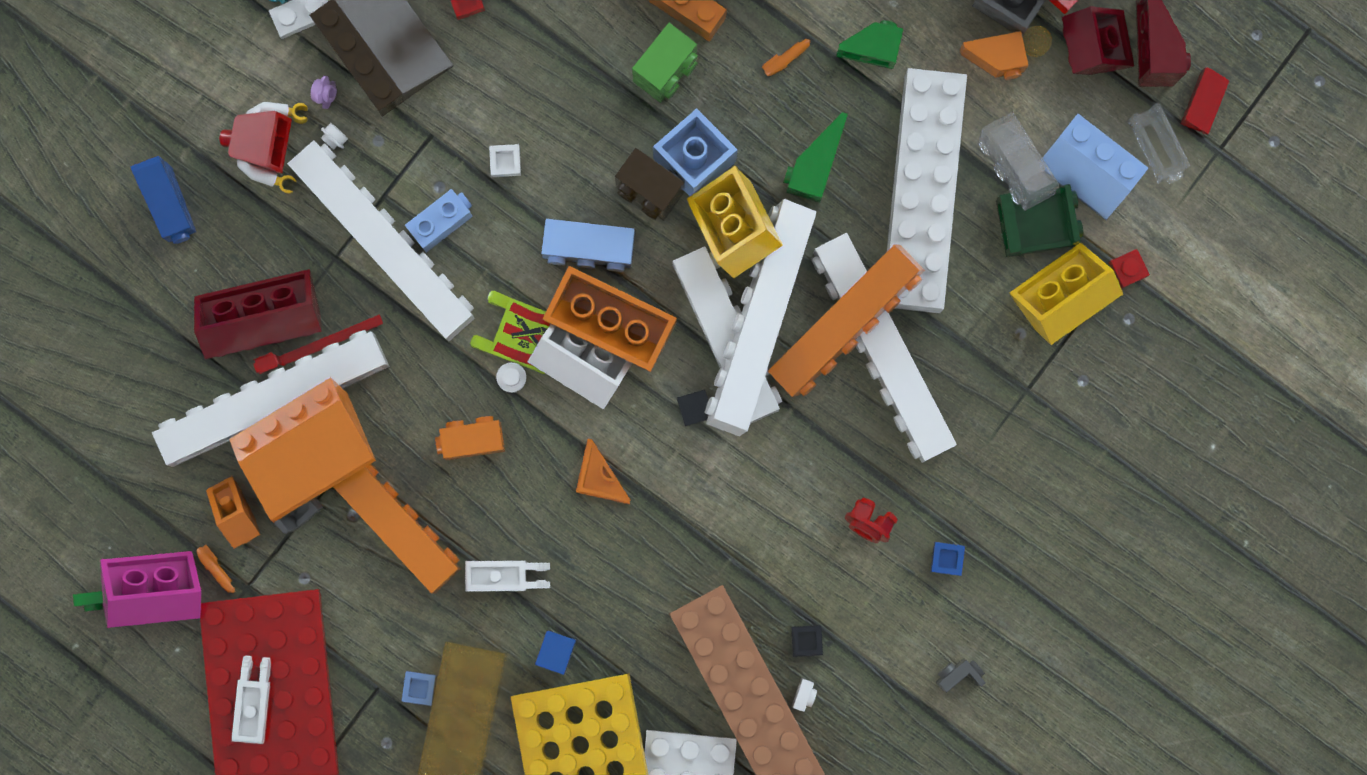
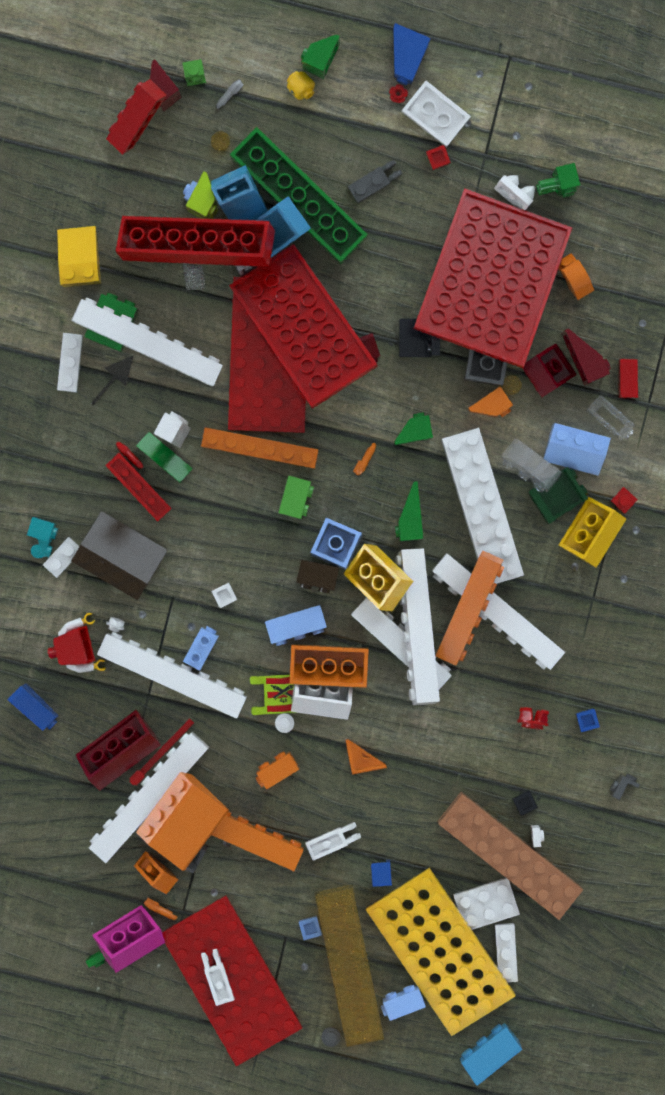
camera: 20 degrees left, 5 degrees up
(323, 91) = (97, 600): lavender plate -> none
(693, 407) = (400, 694): black tile -> none

